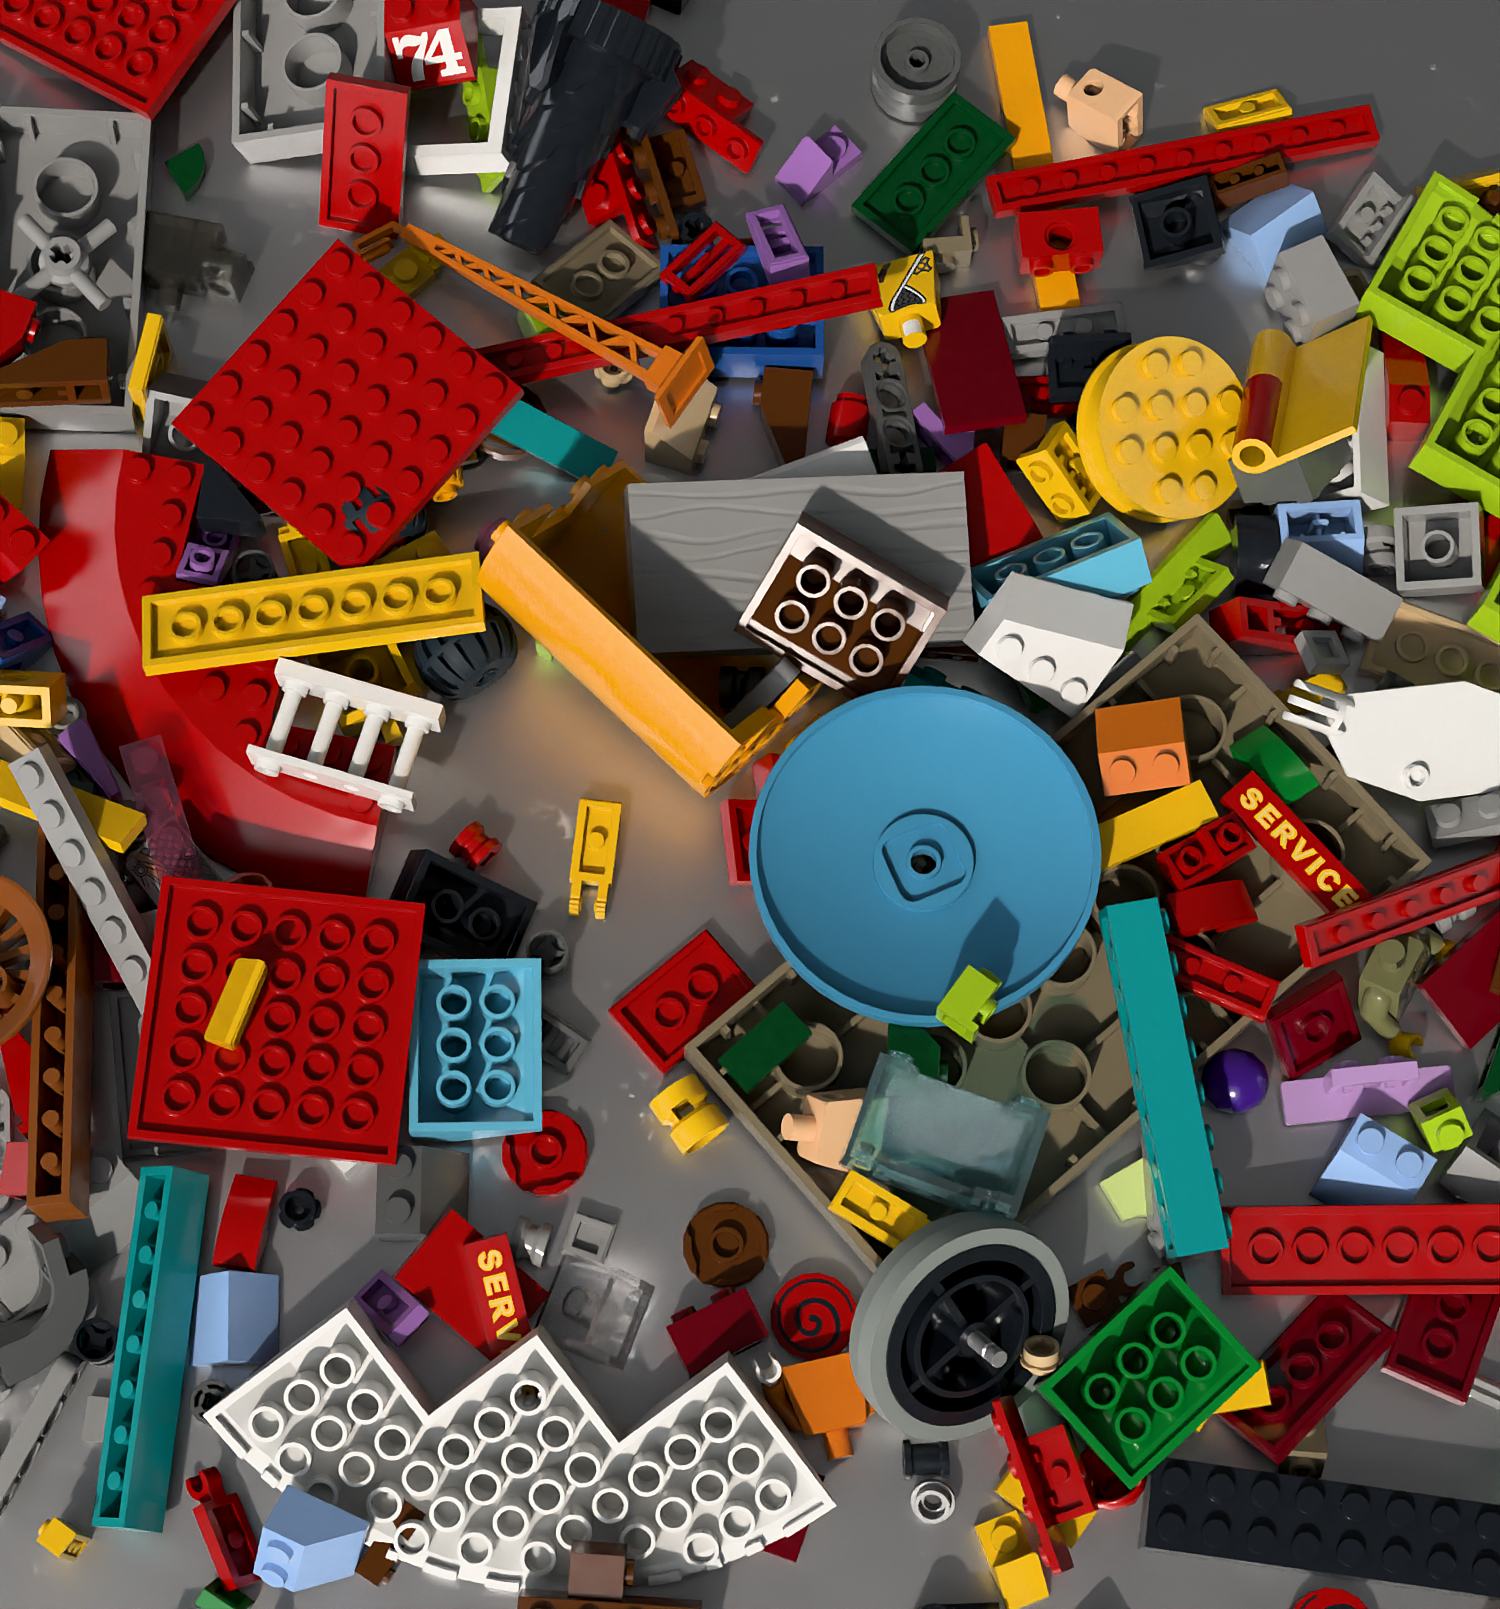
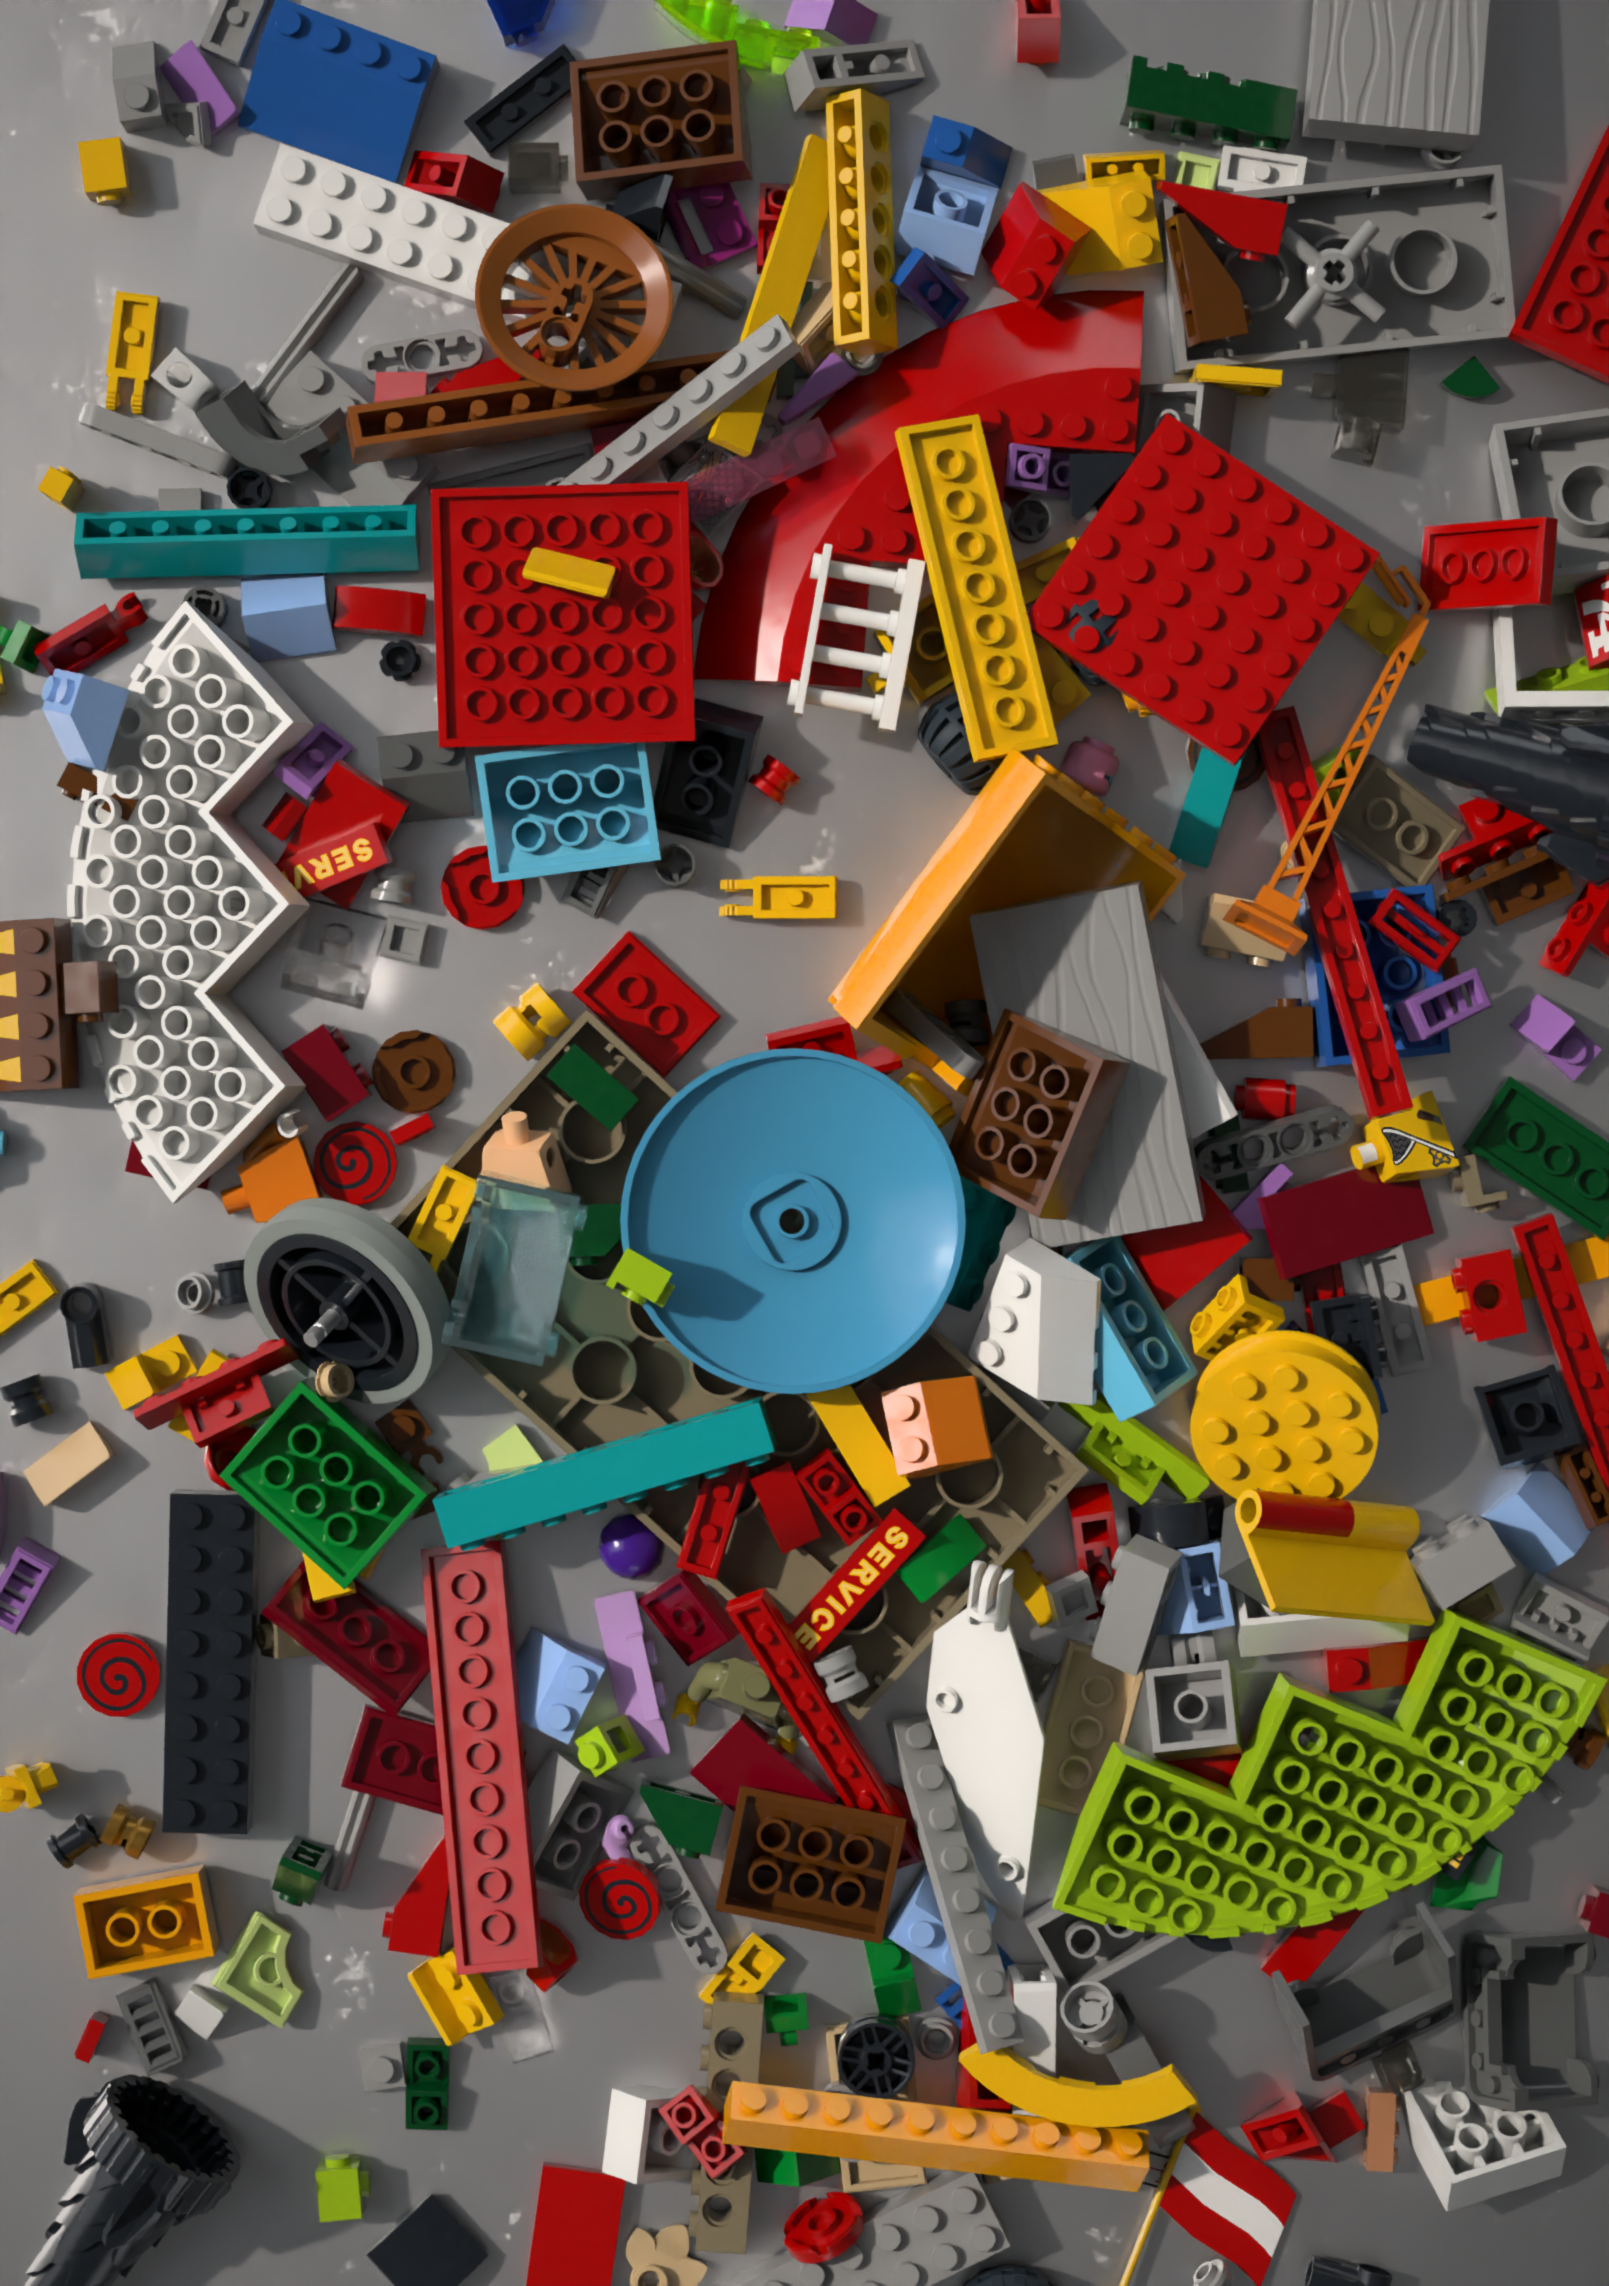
camera: 85 degrees right, 15 degrees up
(444, 1345) = (284, 817): none -> red tile
(786, 1250) = (413, 1129): none -> red tile
(1385, 867) = (836, 1666): none -> light grey wheel

